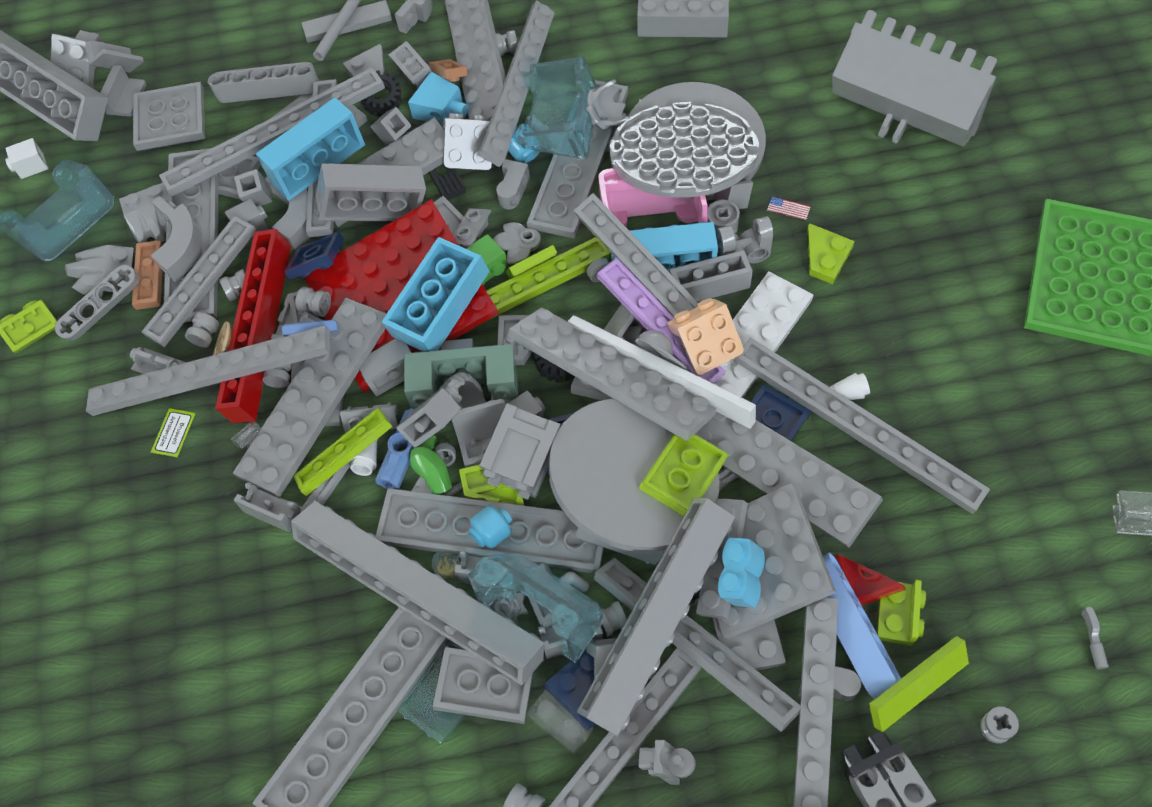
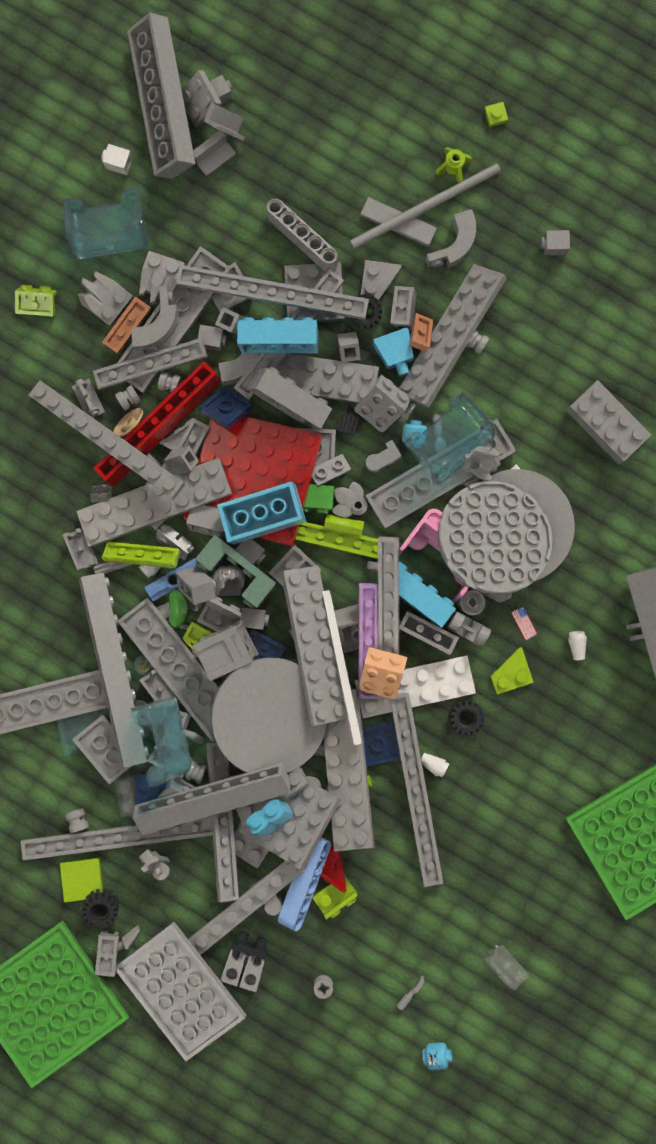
camera: 35 degrees right, 25 degrees up
(95, 299) = (83, 323): light grey beam -> none
(168, 116) = (227, 203): light grey plate -> none
(173, 432) = (66, 450): sticker -> none
(314, 302) = (199, 443): light grey wheel -> none
(332, 325) = (178, 470): medium blue tile -> none
(490, 526) = (176, 673): medium azure head -> none
(515, 88) = (452, 386): light grey plate -> none
(659, 345) = (351, 658): light grey cap -> none
(683, 472) = (294, 740): lime tile -> none
(830, 309) = (466, 729): none -> black tyre
(856, 180) = (577, 643): none -> white cone
(919, 683) = (305, 938): lime tile -> none

